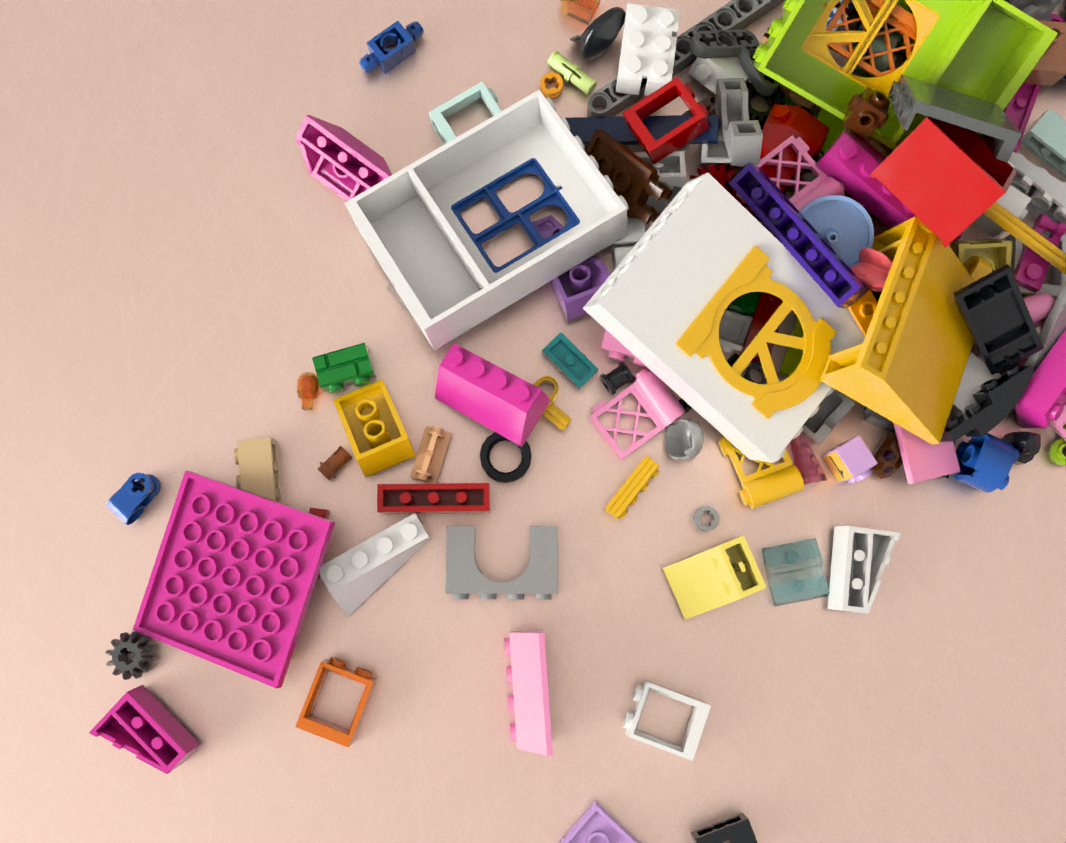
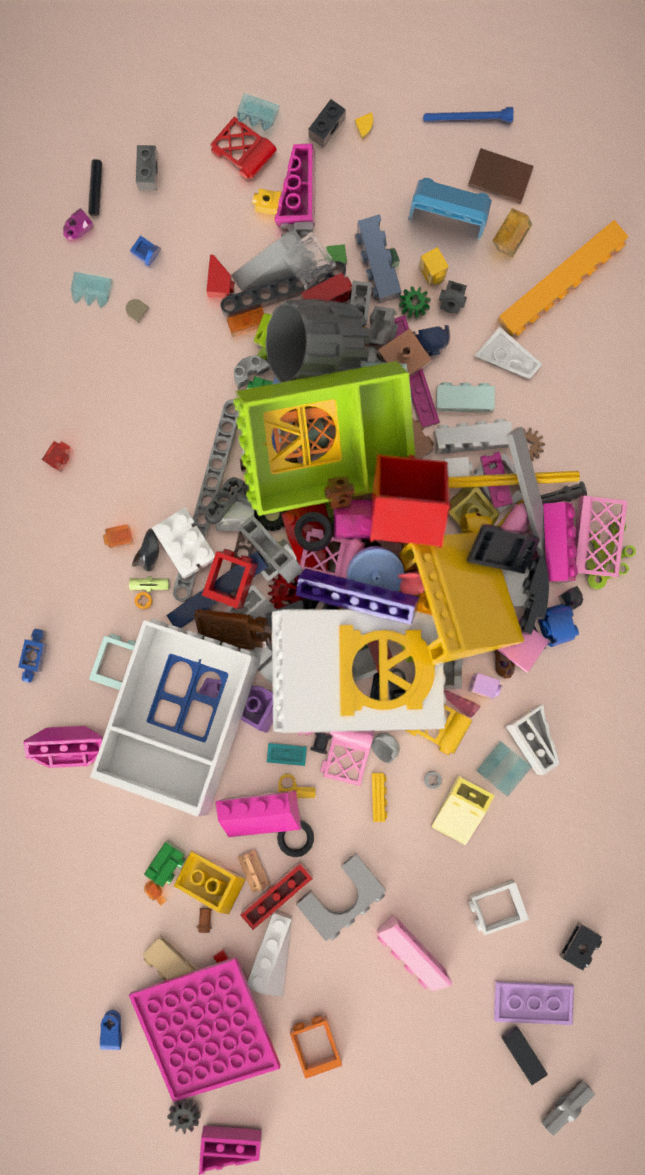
camera: 40 degrees left, 5 degrees up
(807, 122) = (311, 517): none -> black tyre
(986, 118) = (386, 466): dark grey panel -> none

